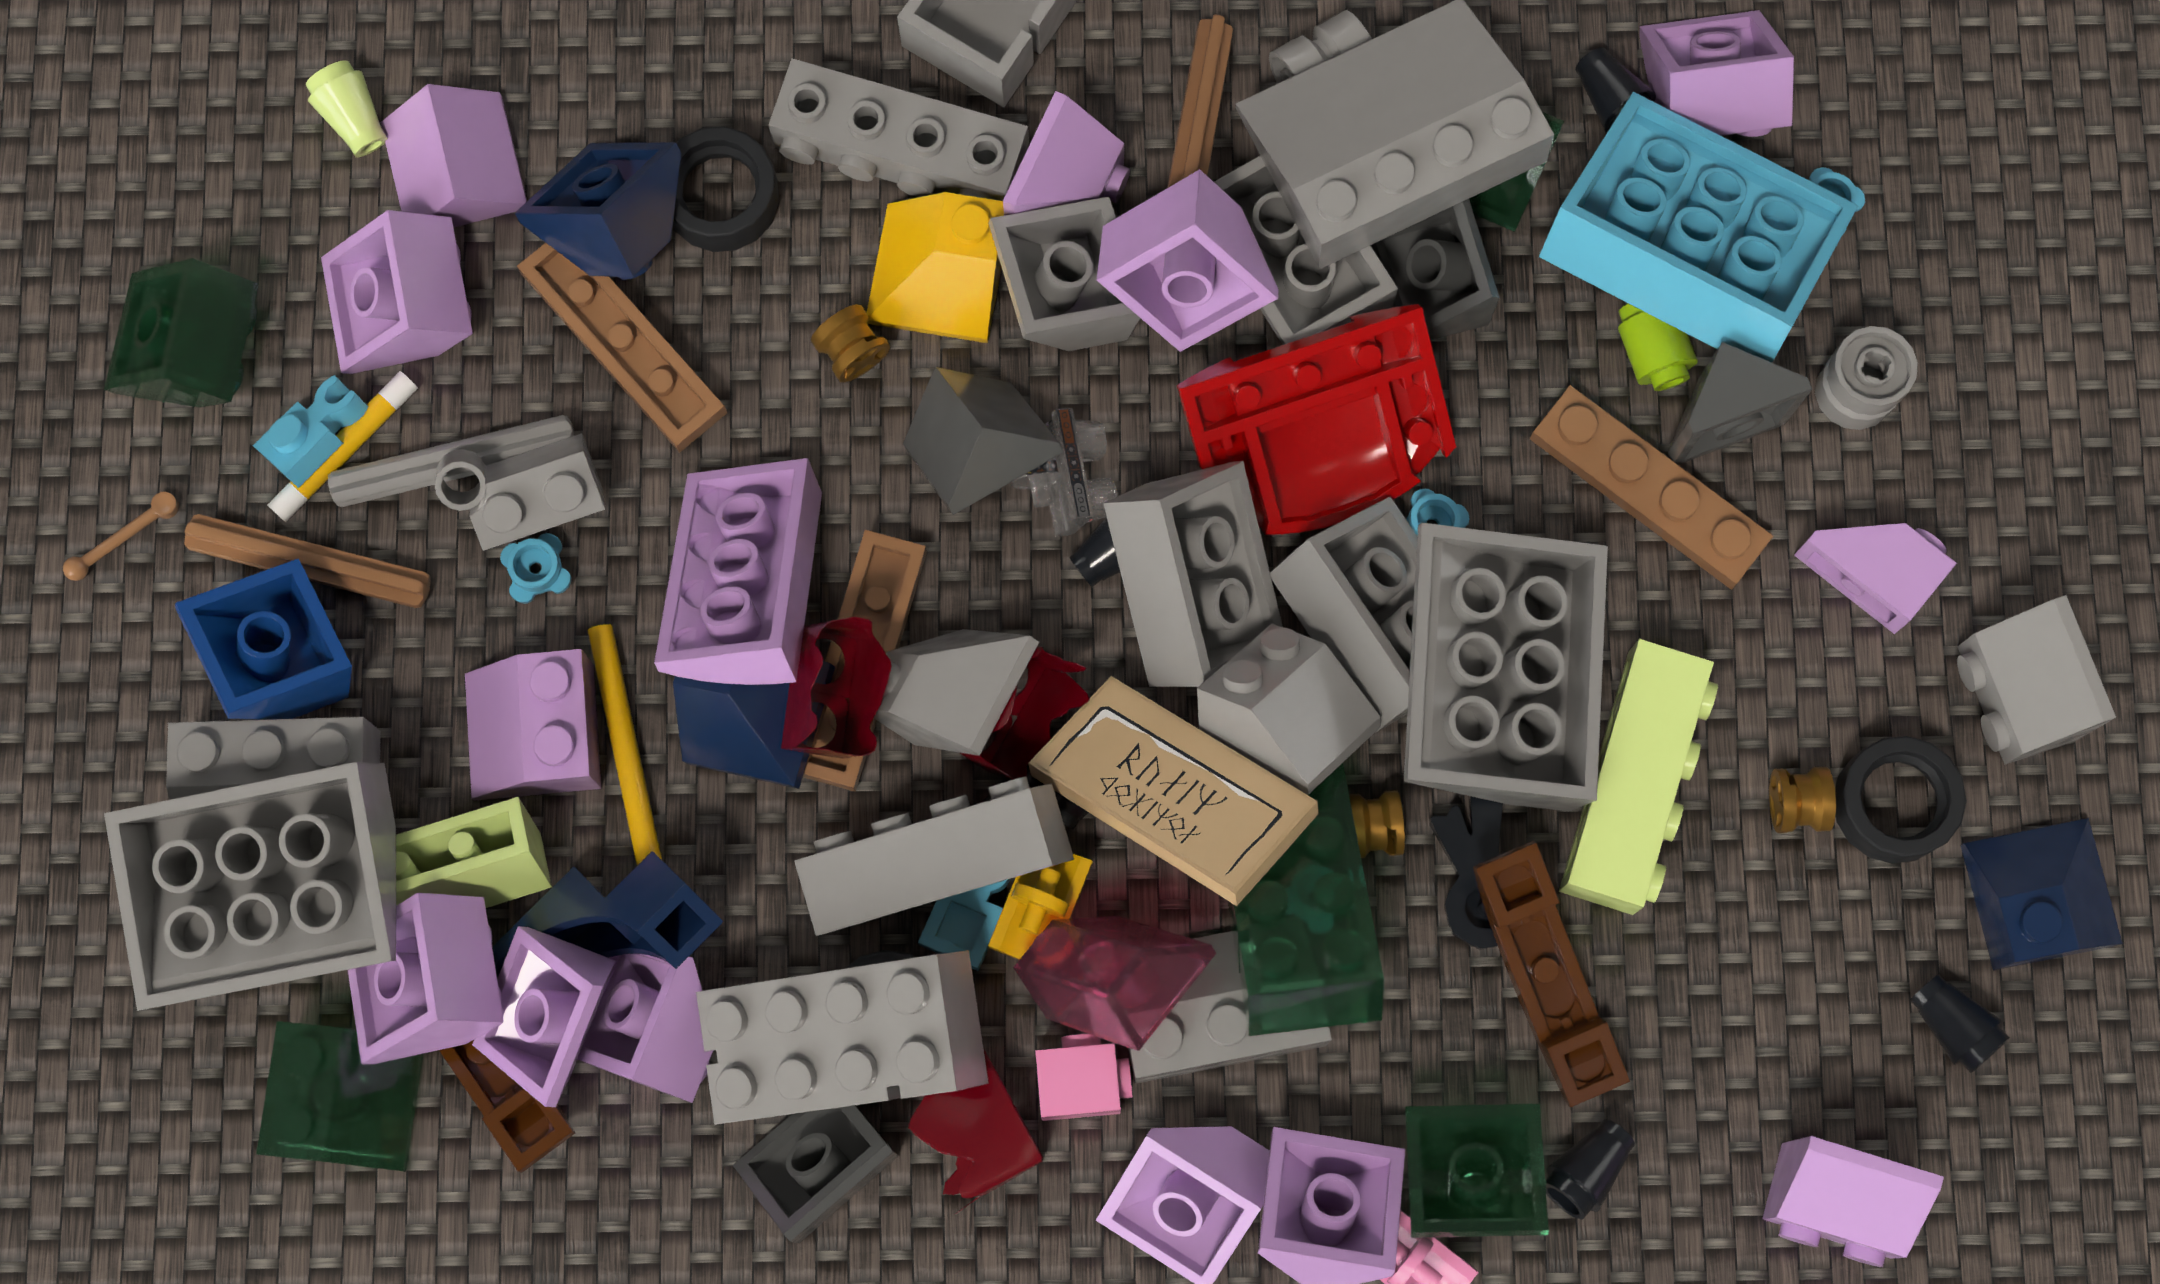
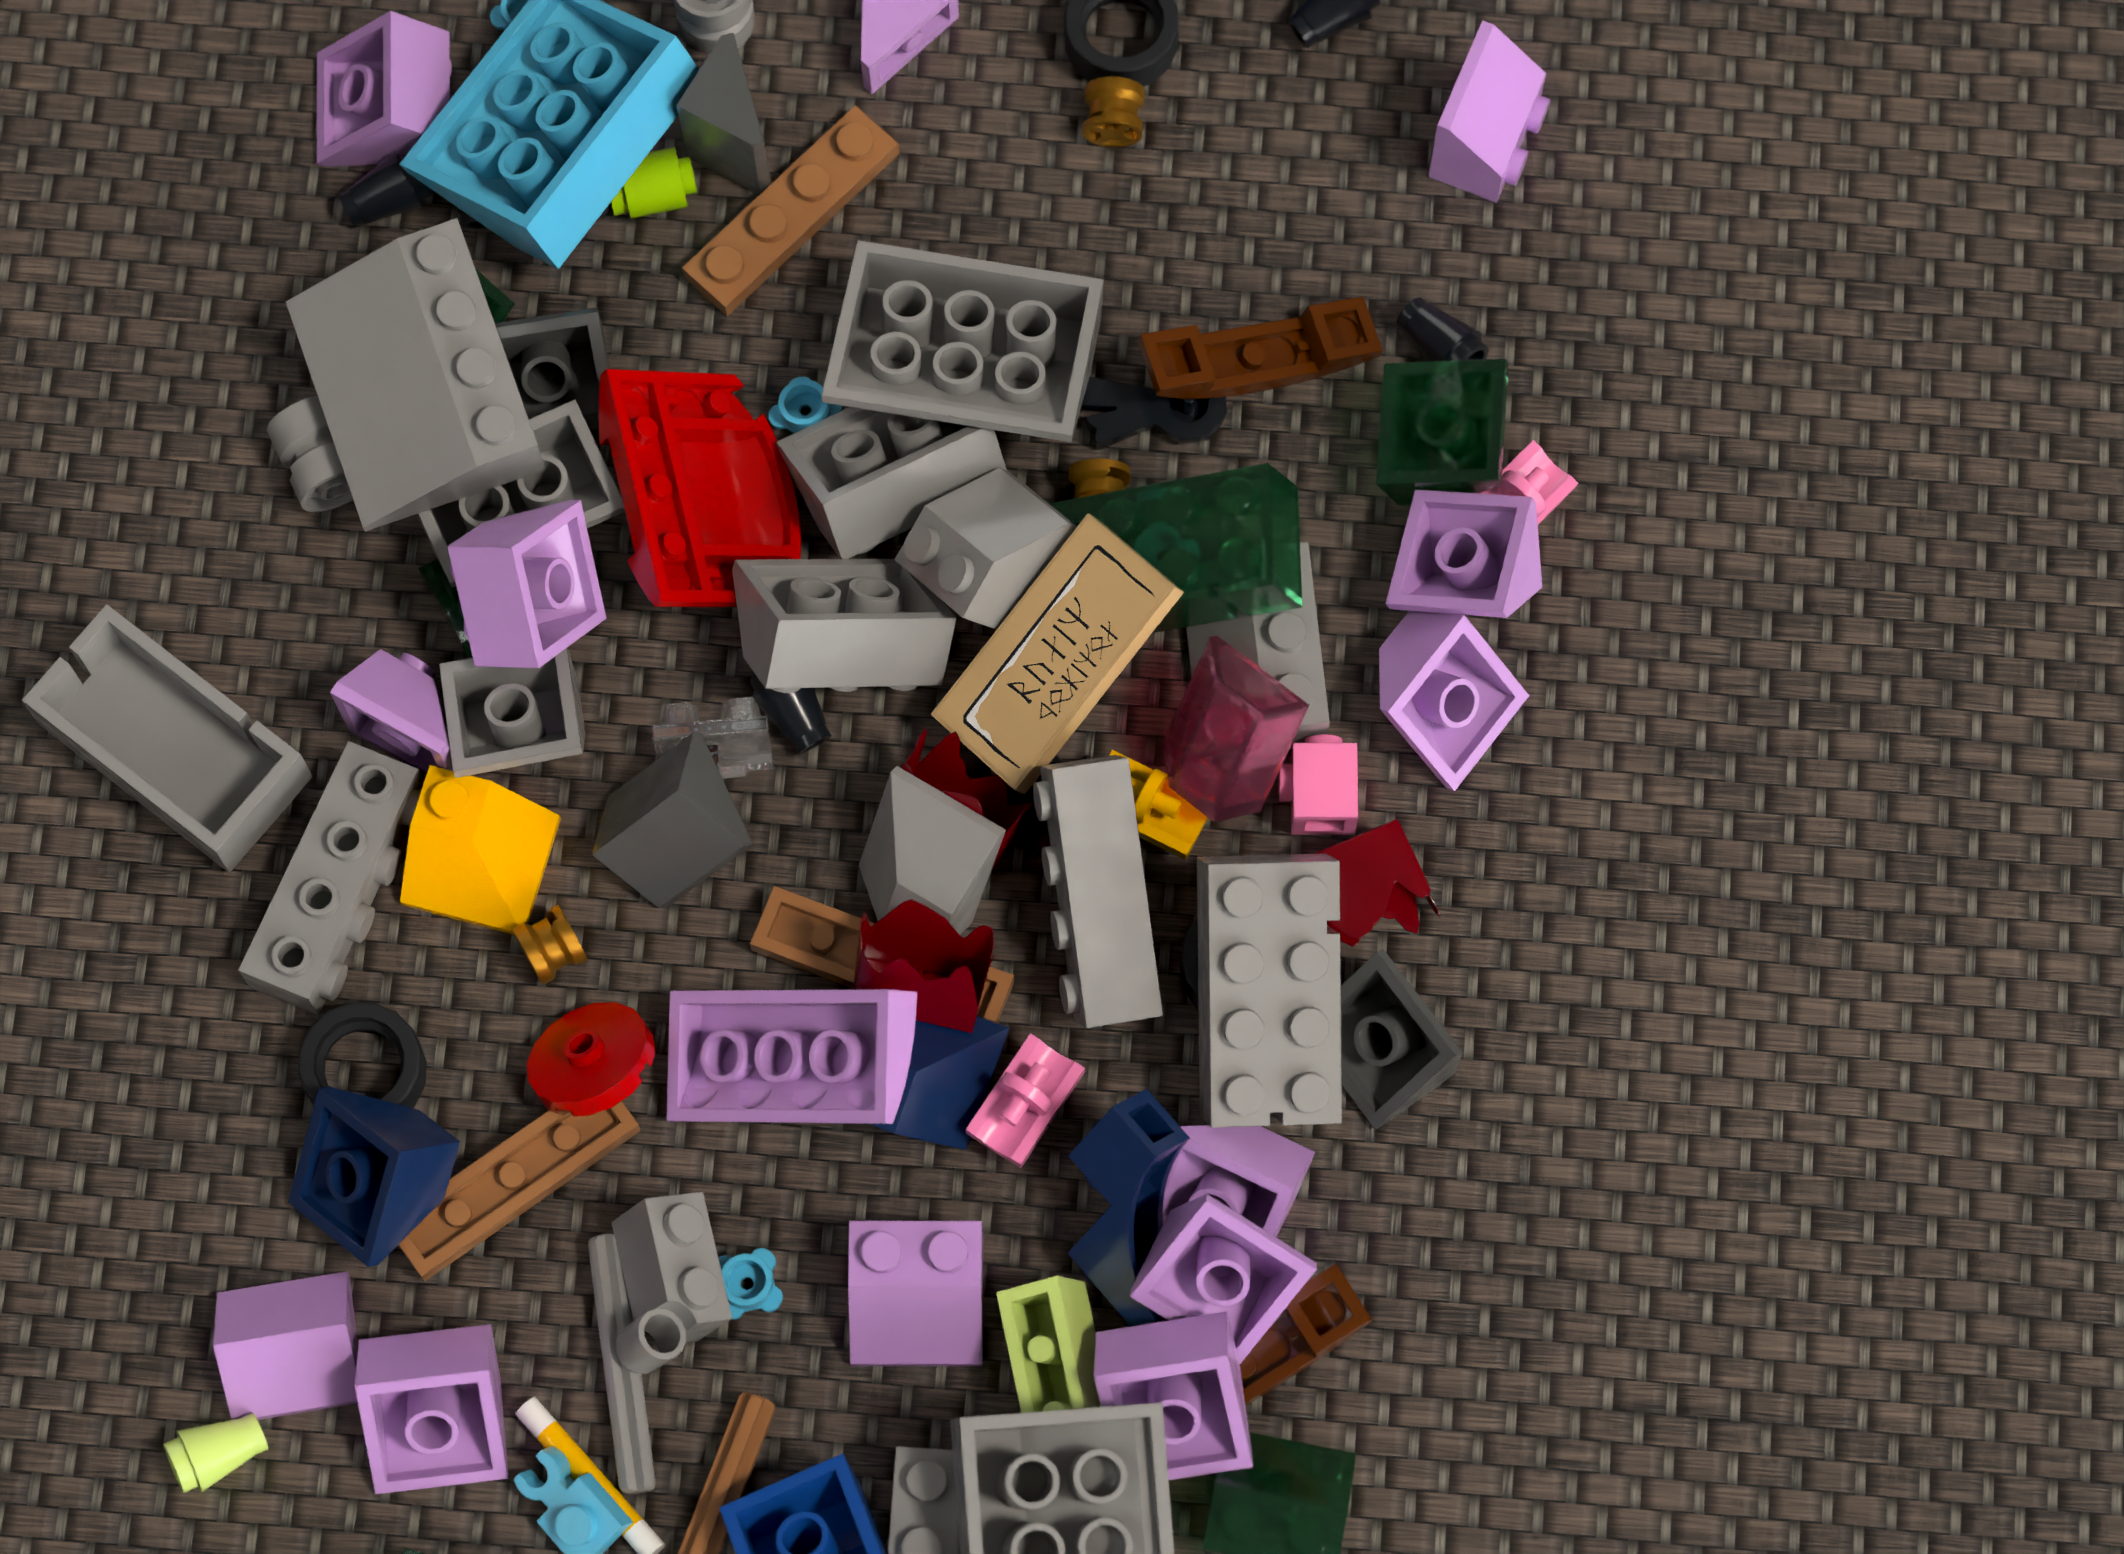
camera: 85 degrees left, 5 degrees down
(623, 742) = (952, 1204): yellow bar -> none
(724, 810) = (1025, 1101): none -> bright pink hips
(735, 392) = (590, 1058): none -> red plate
(963, 923) = (1169, 886): medium azure plate -> none
(1202, 99) = (352, 572): medium nougat axle -> none
(1638, 778) = (1144, 276): yellowish green brick -> none

